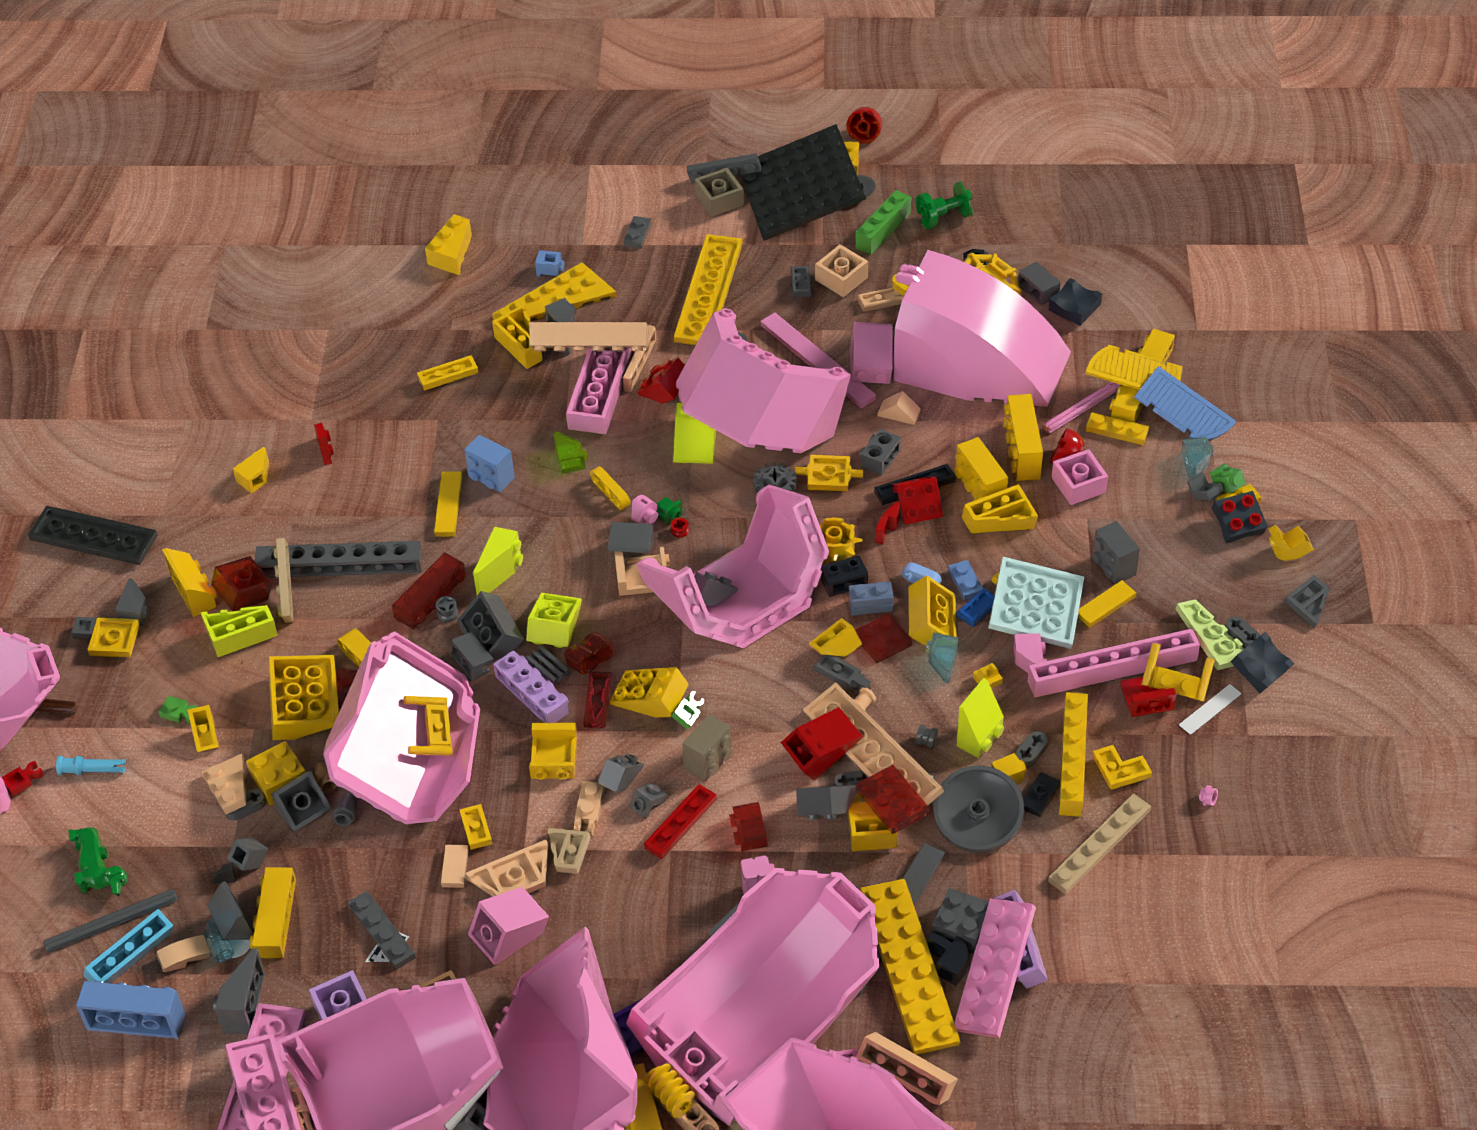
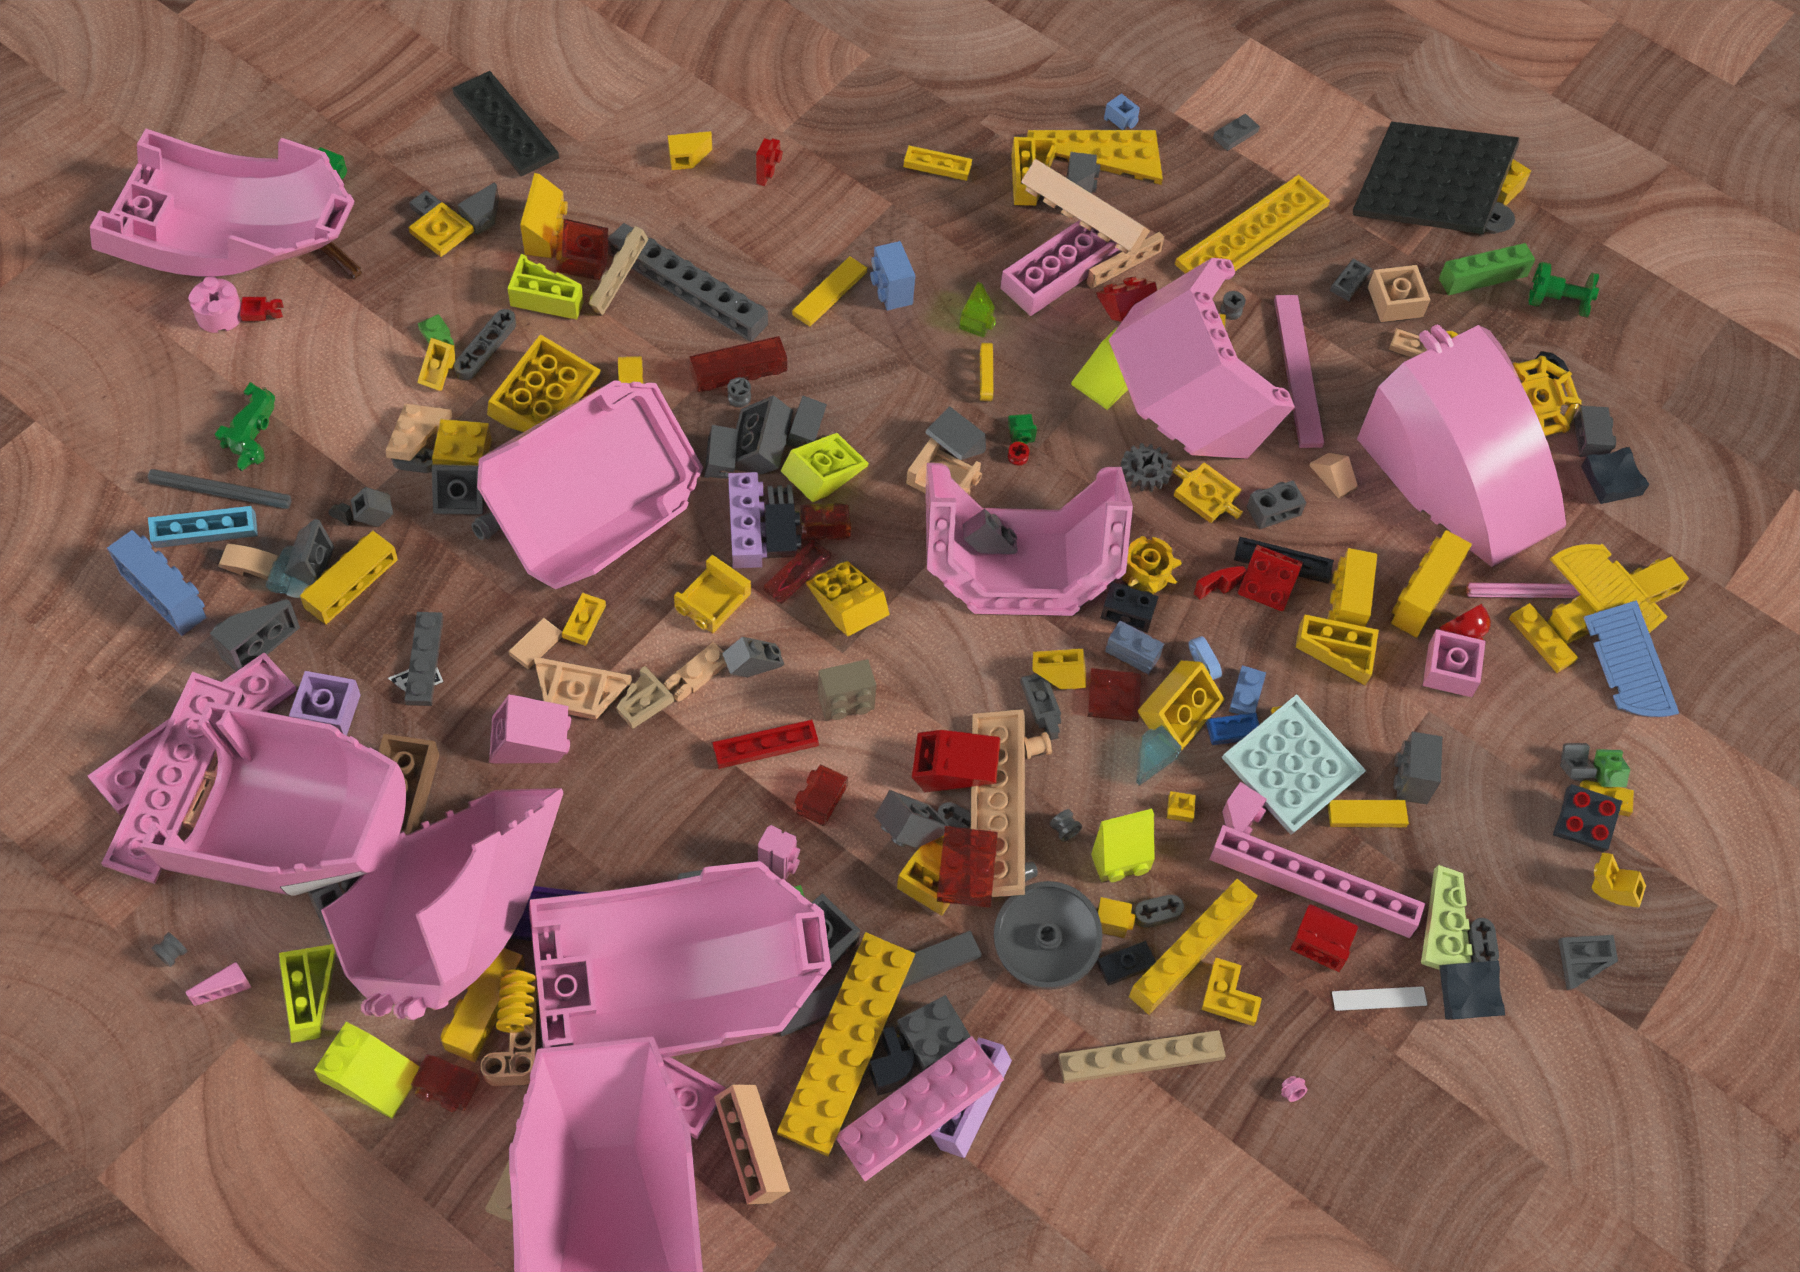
camera: 30 degrees right, 10 degrees up
(80, 765) = (315, 329): medium azure pin -> none
(223, 694) = (485, 344): none -> dark grey beam
(436, 726) = (628, 500): yellow plate -> none
(449, 245) = (1047, 38): yellow wedge -> none
(498, 560) = (817, 375): neon yellow slope -> none
(515, 598) = (806, 422): none -> dark grey hinge
(565, 676) = (781, 530): none -> black brick
(644, 512) = (995, 418): bright pink piece -> none
(647, 797) = (756, 699): dark grey bracket -> none
(687, 711) = (864, 640): plate -> none
(719, 192) = (1347, 138): dark tan brick -> none
(737, 166) = (1372, 117): dark grey plate -> none
(864, 125) = (1555, 155): red cylinder -> none
(871, 352) = (1349, 397): bright pink slope -> none
(1182, 683) = (1363, 946): yellow plate -> none
(1196, 455) = (1601, 722): clear light blue slope -> none

